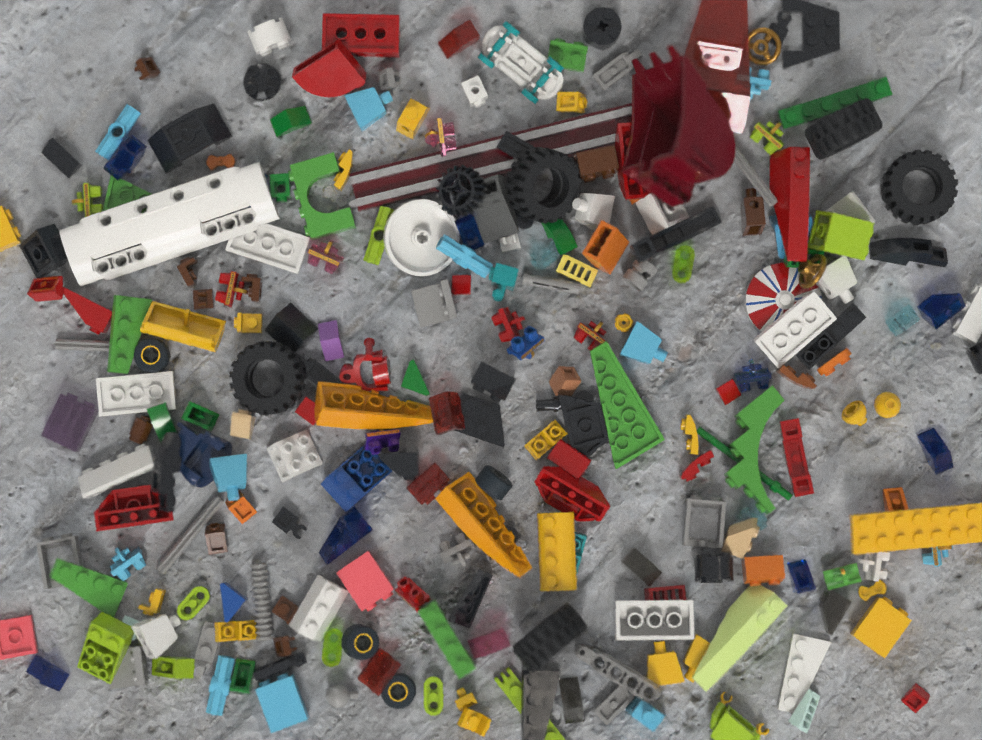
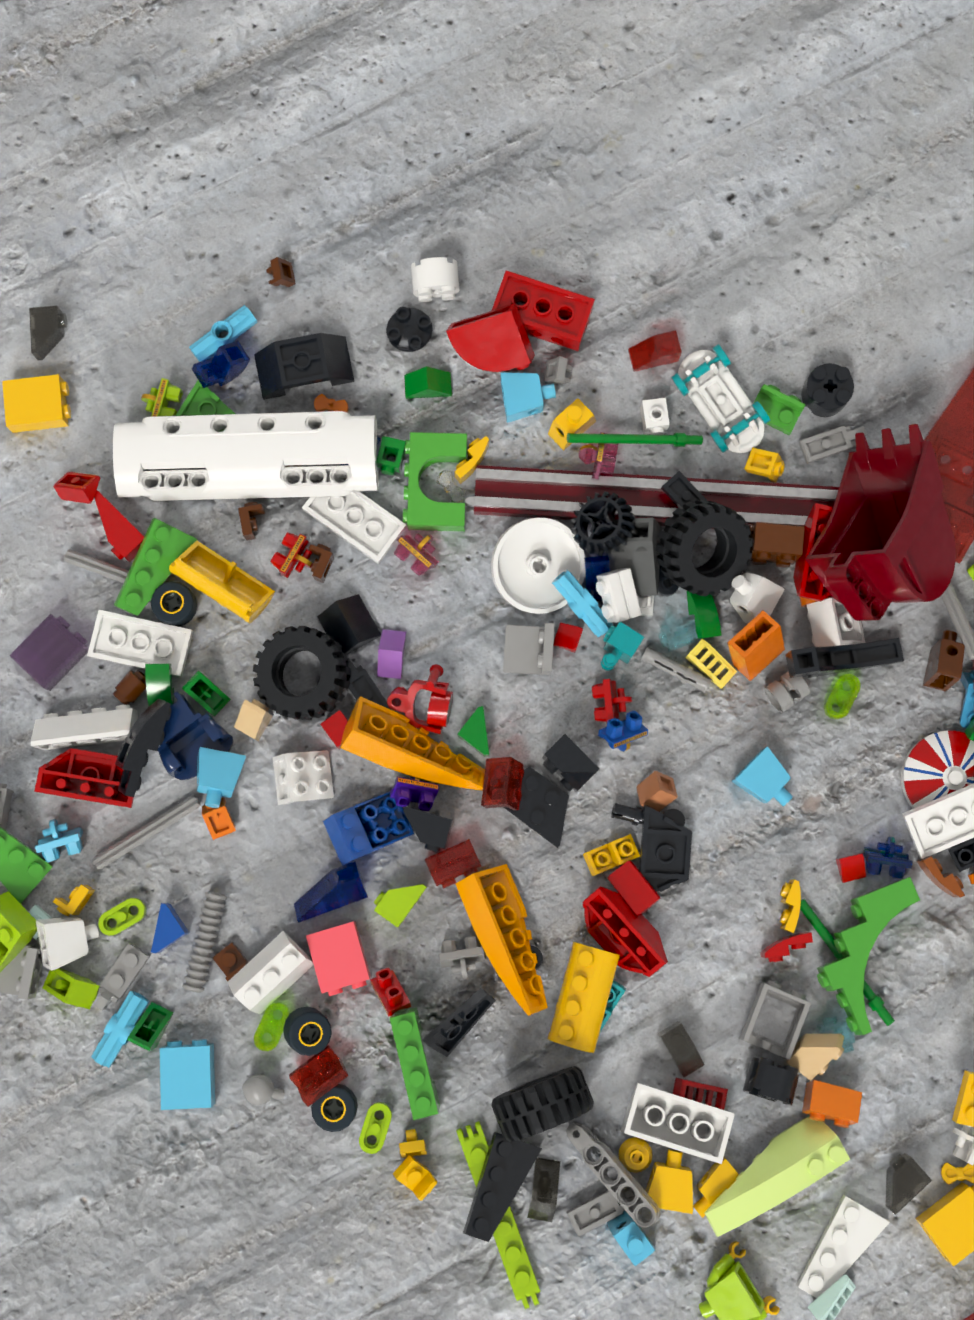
camera: 20 degrees right, 5 degrees down
(44, 250) = (90, 442): black slope -> none
(61, 158) = (147, 344): black slope -> none
(203, 299) = (257, 557): reddish brown tile -> none
(216, 538) = (175, 847): bracket -> none
(235, 630) = (160, 967): yellow slope -> none
(248, 323) = (300, 602): yellow bracket -> none
(281, 666) = (200, 1028): black hinge -> none
(282, 646) = (211, 1005): reddish brown tile -> none
(287, 521) = (267, 853): black plate -> none
(375, 247) = (480, 560): lime piece -> none
(397, 526) = (398, 903): none -> lime slope
(489, 242) = (618, 595): none -> white brick
(489, 643) = (464, 1084): clear pink slope -> none
(493, 482) = (532, 887): black wheel -> none
(497, 104) = (676, 439): none -> green bar
(584, 331) = (711, 756): red hips -> none
(623, 327) = (755, 743): yellow plate -> none
(625, 415) = (718, 857): bright green wing -> none
(631, 647) = (636, 1147): none -> yellow cone
(795, 457) = (910, 976): red slope -> none
(800, 577) = (875, 1127): clear blue slope -> none
(841, 576) = (927, 1143): bright green hips -> none

